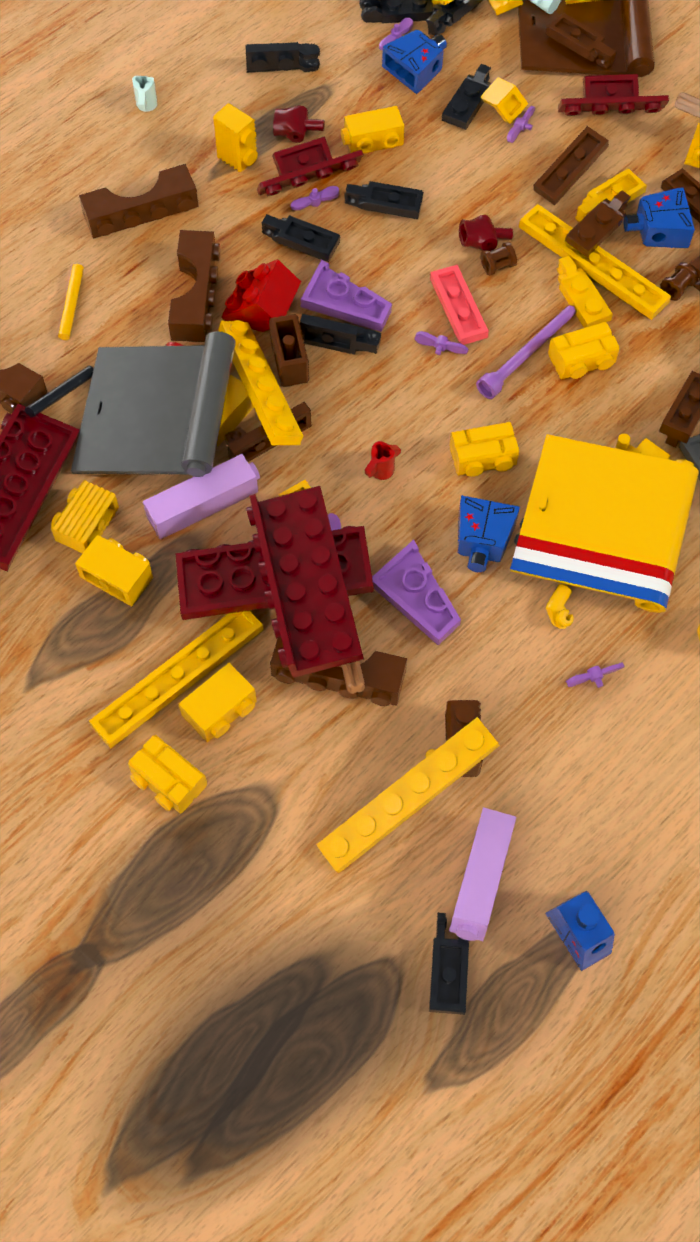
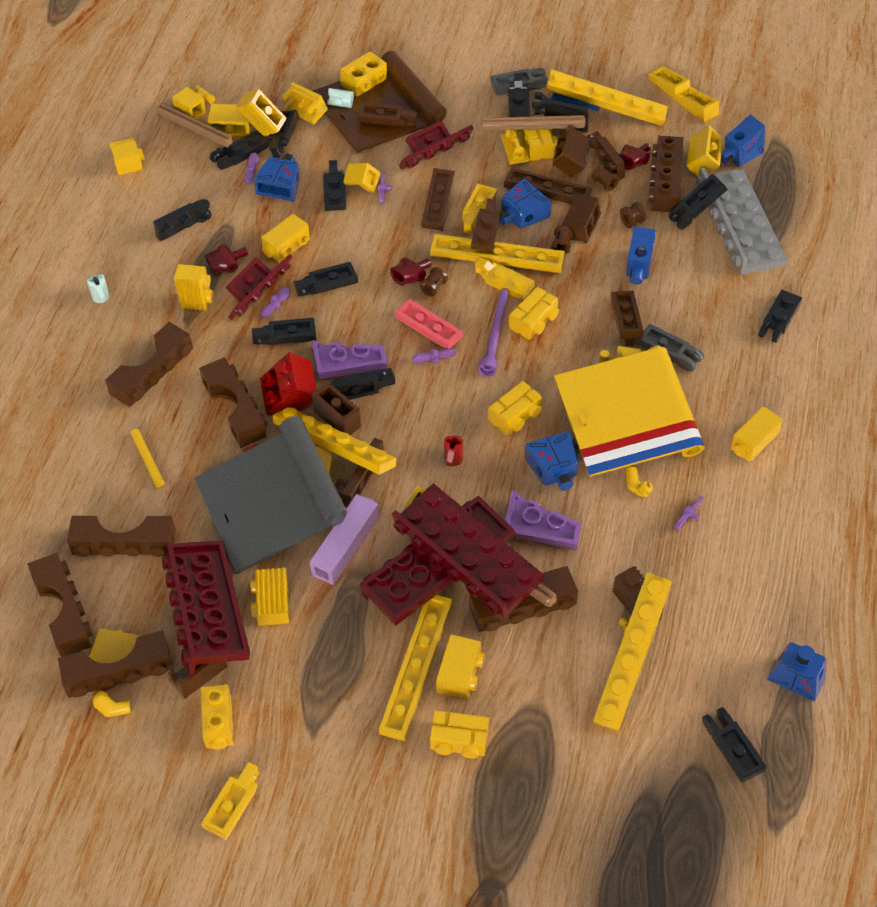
camera: 30 degrees left, 10 degrees down
(59, 392) = (190, 521): black bar -> none
(114, 569) = (320, 620): yellow brick -> none
(482, 875) = (715, 674): lavender brick -> none

